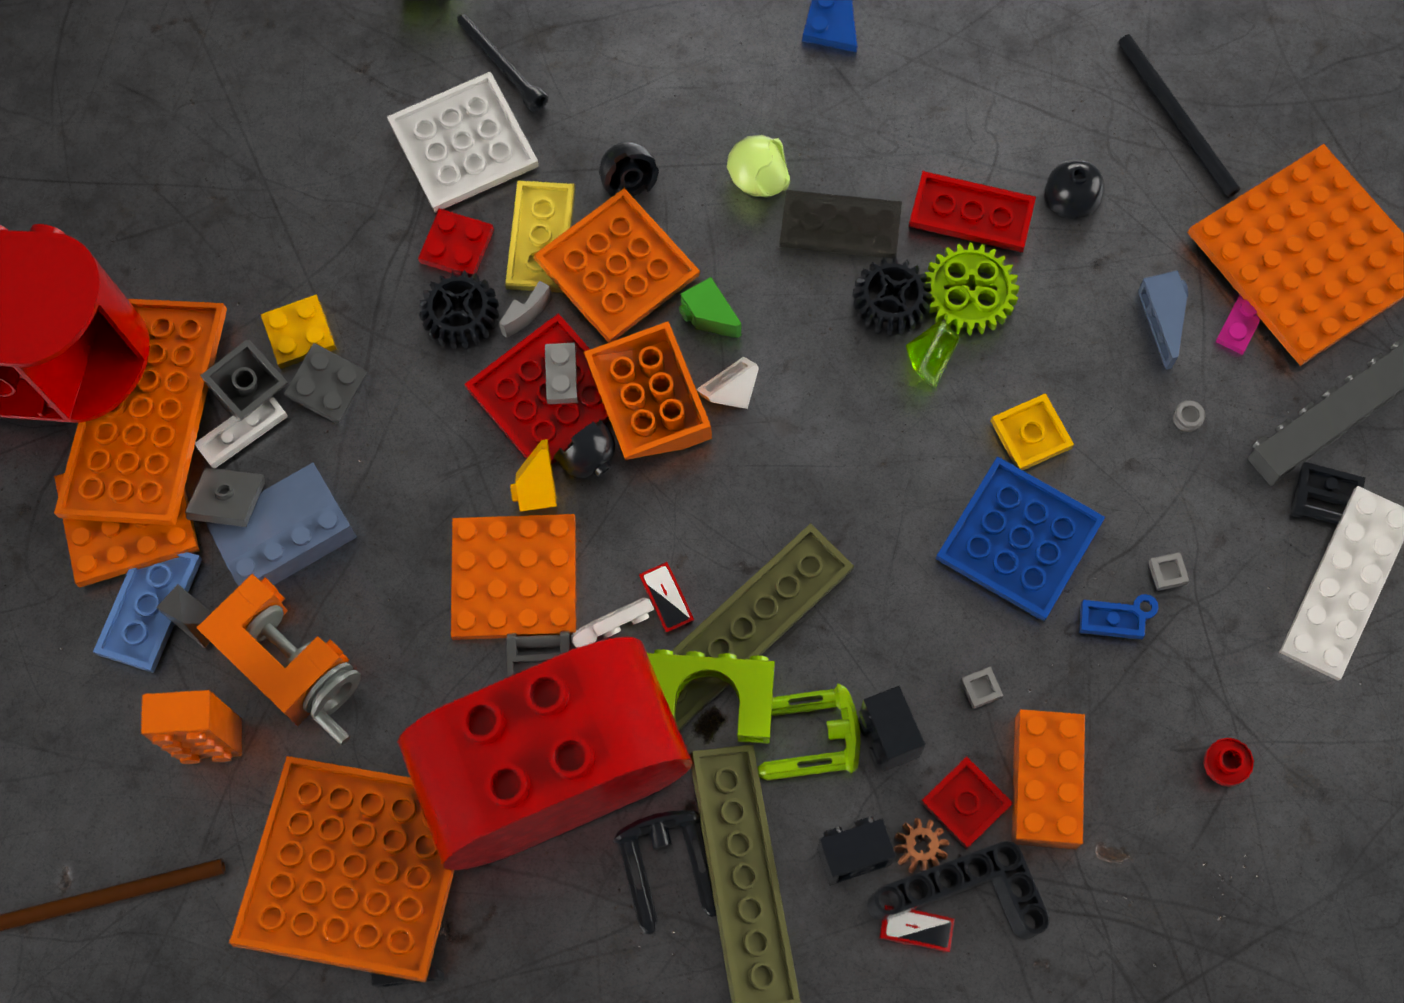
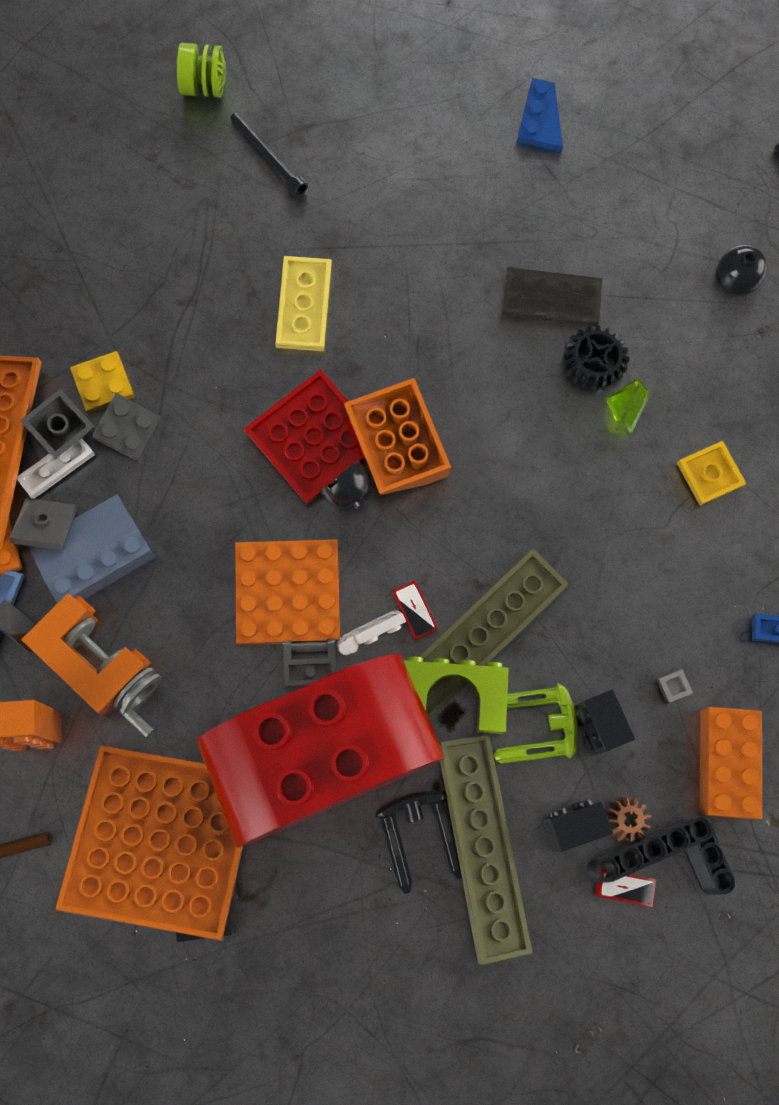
camera: 10 degrees left, 5 degrees up
(456, 243) = (233, 308): red plate -> none
(462, 141) = (237, 222): white plate -> none
(471, 292) = (248, 350): black gear -> none
(521, 315) = (290, 370): light grey slope -> none
(535, 481) = (304, 512): yellow slope -> none
(561, 373) = (324, 420): light grey plate -> none
(616, 265) = (368, 329): orange plate -> none
(628, 167) = (376, 249): black cylinder -> none
(709, 310) = (446, 368): bright green slope -> none
(732, 385) = (465, 431): white slope -> none
(758, 166) = (484, 246): yellowish green helmet -> none
(966, 802) = (664, 782): red plate -> none
(971, 312) = (660, 352): lime gear -> none
(972, 211) = (659, 287): red plate -> none
(1020, 538) = (703, 561): blue plate -> none

